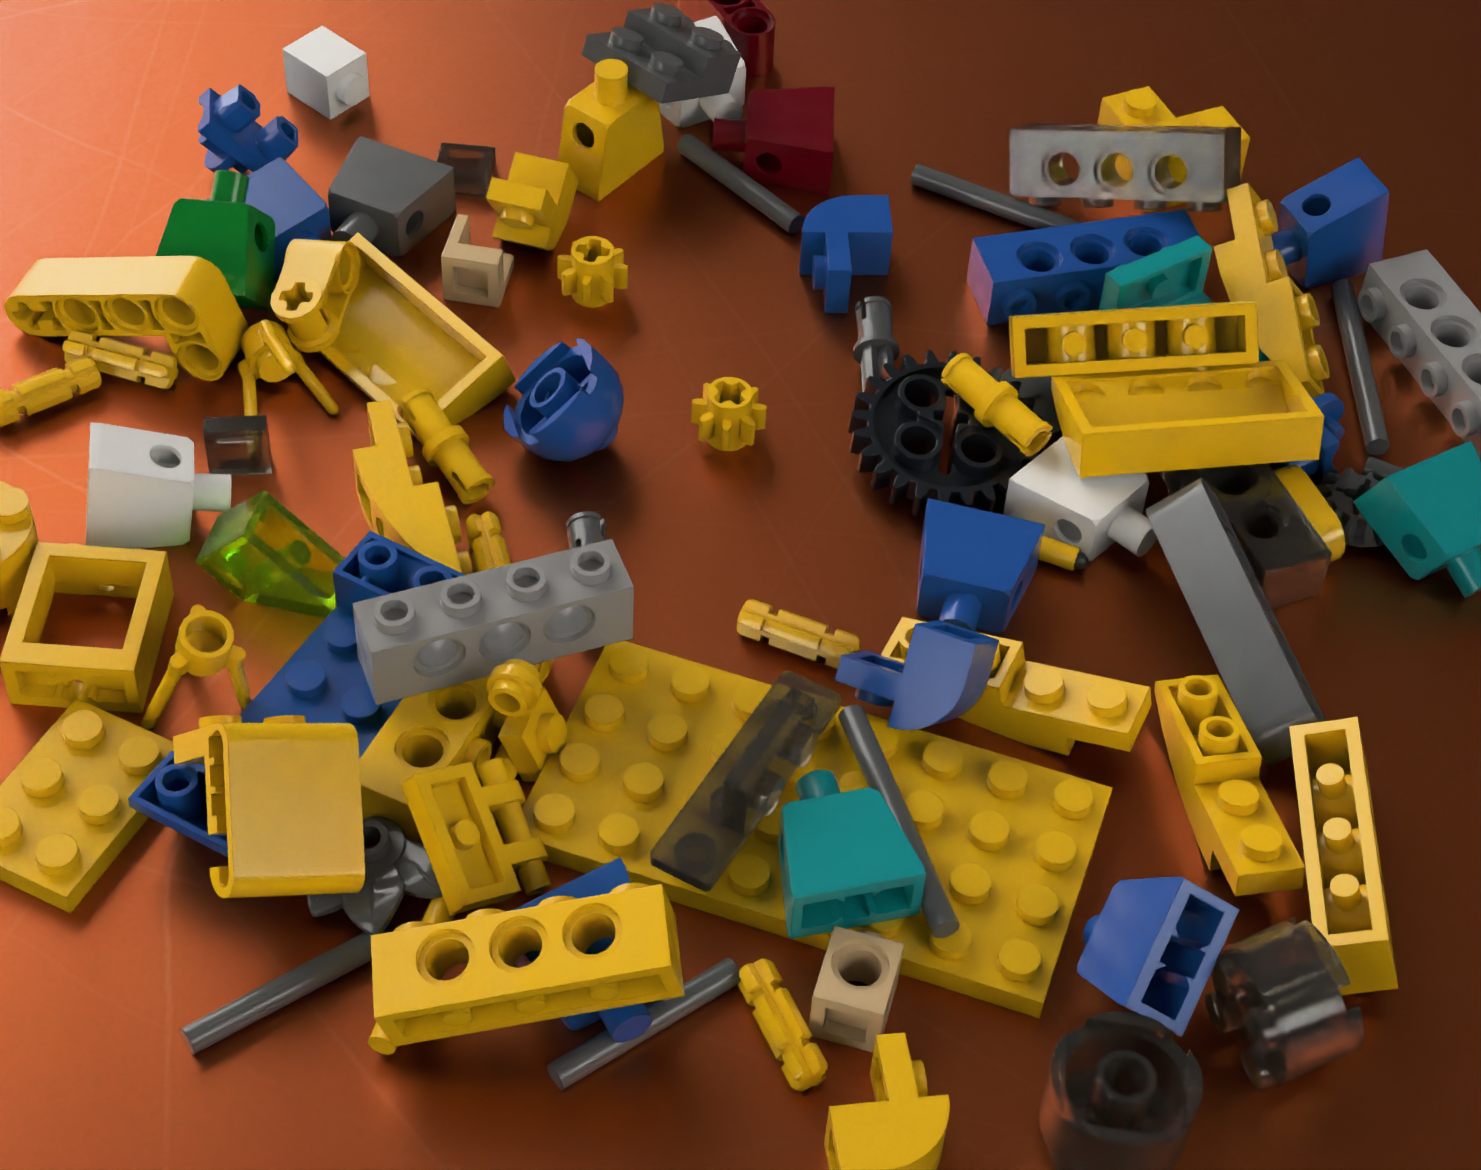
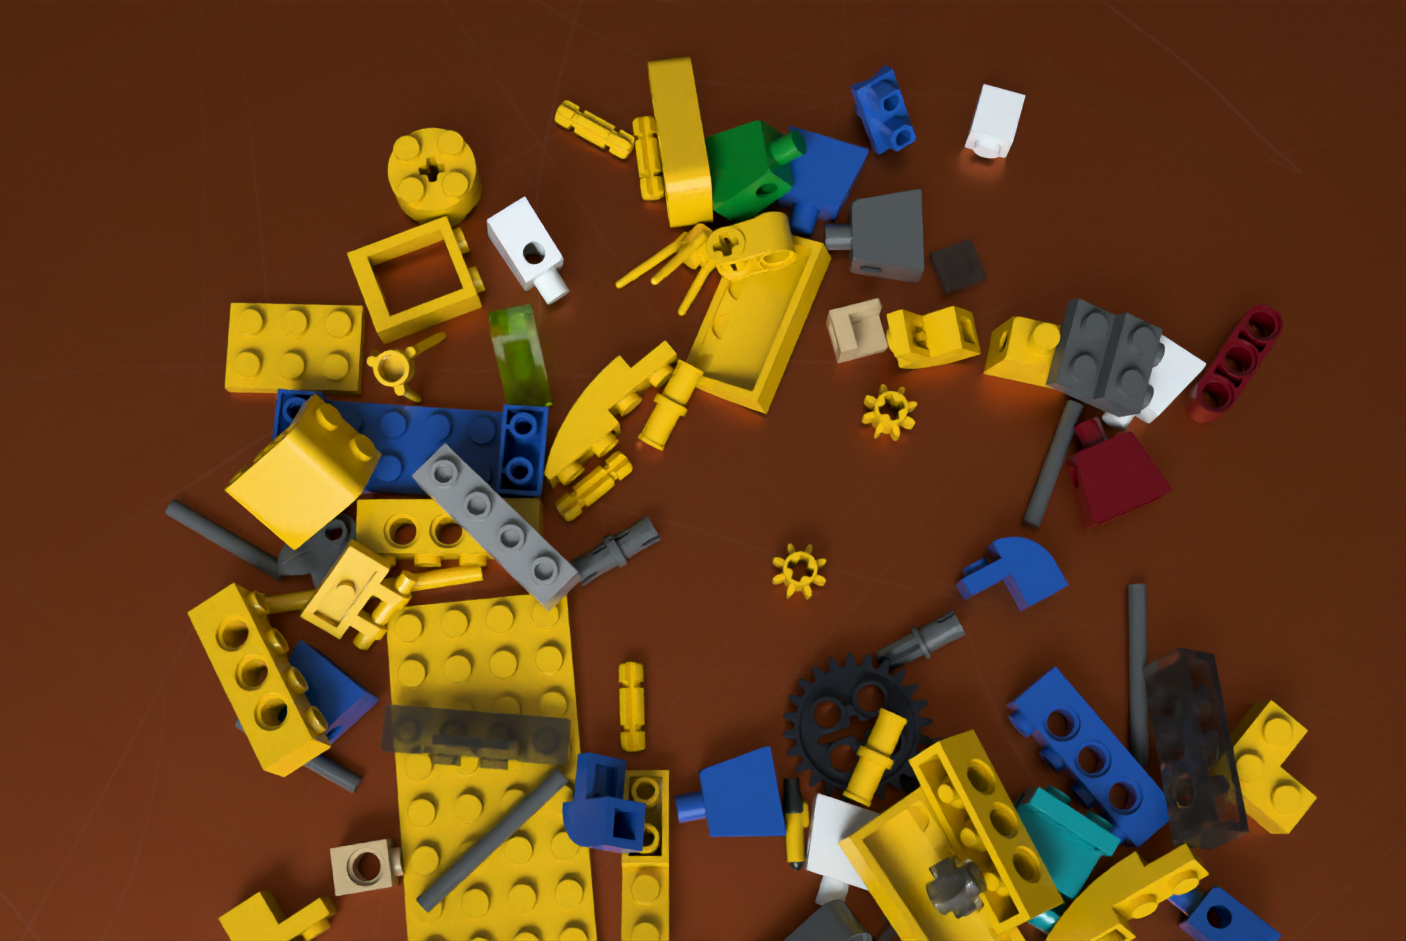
camera: 65 degrees right, 30 degrees up
(237, 445) = (603, 277): clear smoke tile -> none
(532, 721) = (458, 580): yellow plate -> none
(566, 403) = (736, 464): blue cylinder -> none
(782, 1025) = (329, 832): yellow axle -> none
(844, 859) = (434, 821): teal torso -> none
(1189, 358) = (956, 886): none -> clear smoke gear

